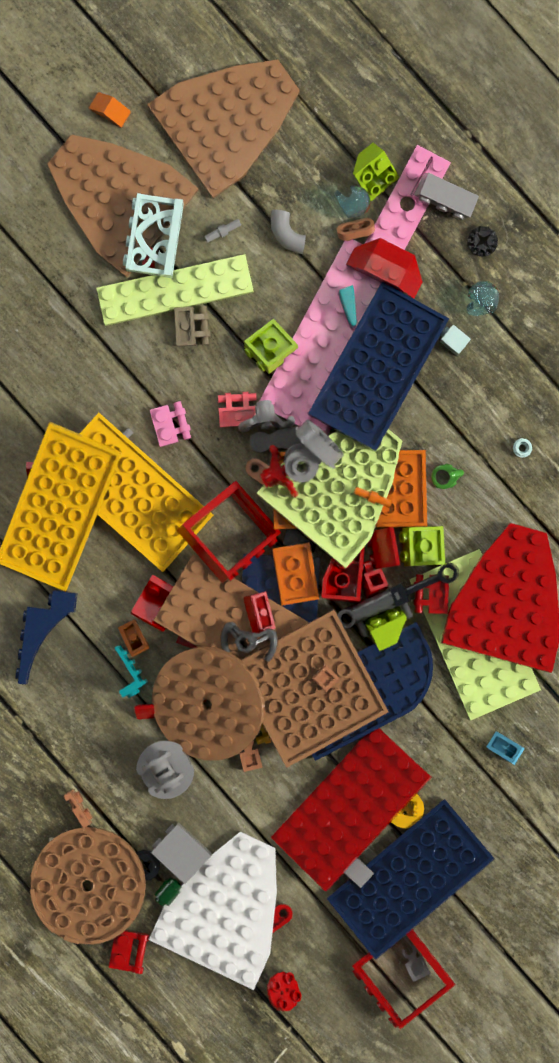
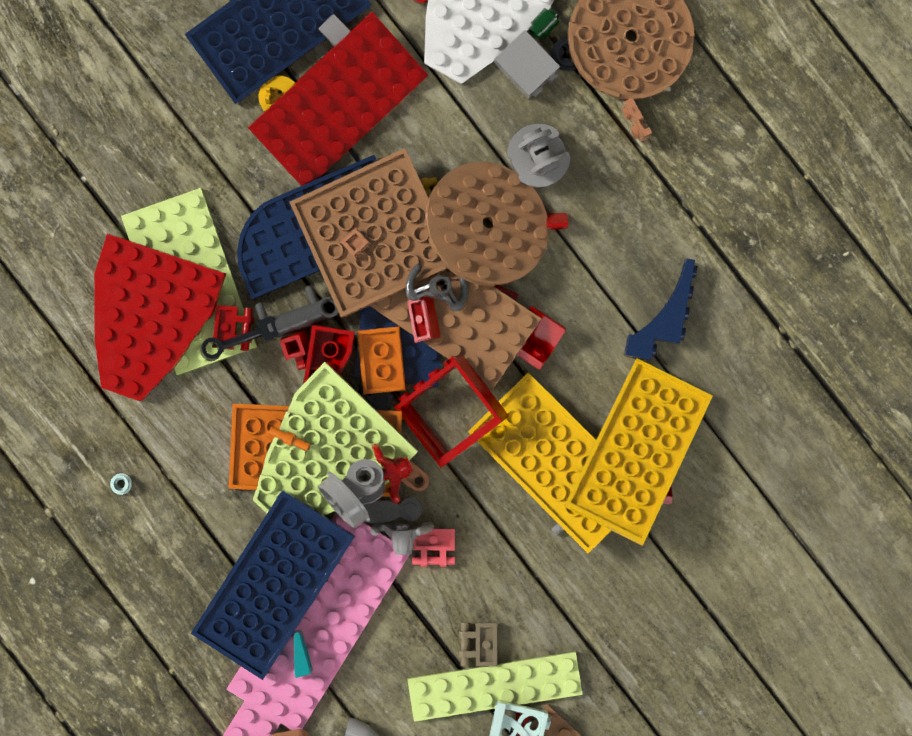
camera: 175 degrees left, 0 degrees up
(131, 689) = (568, 246): teal plate -> none
(133, 638) = (564, 301): dark orange slope -> none
(164, 424) = (516, 536): bright pink plate -> none
(250, 758) = (444, 161): nougat plate -> none
(269, 346) = (393, 615): lime plate -> none
(384, 548) = (281, 381): red slope -> none
(386, 627) = (284, 294): lime slope -> none
(388, 265) = (254, 698): red wedge -> none
(422, 546) = (239, 382): lime plate -> none
(453, 472) = (198, 458): bright green piece -> none
(454, 339) = (187, 609): light aqua brick -> none
(482, 250) = (157, 721): black gear -> none
(484, 296) = (148, 653): clear light blue helmet -> none
(505, 747) = (164, 155): medium azure slope -> none

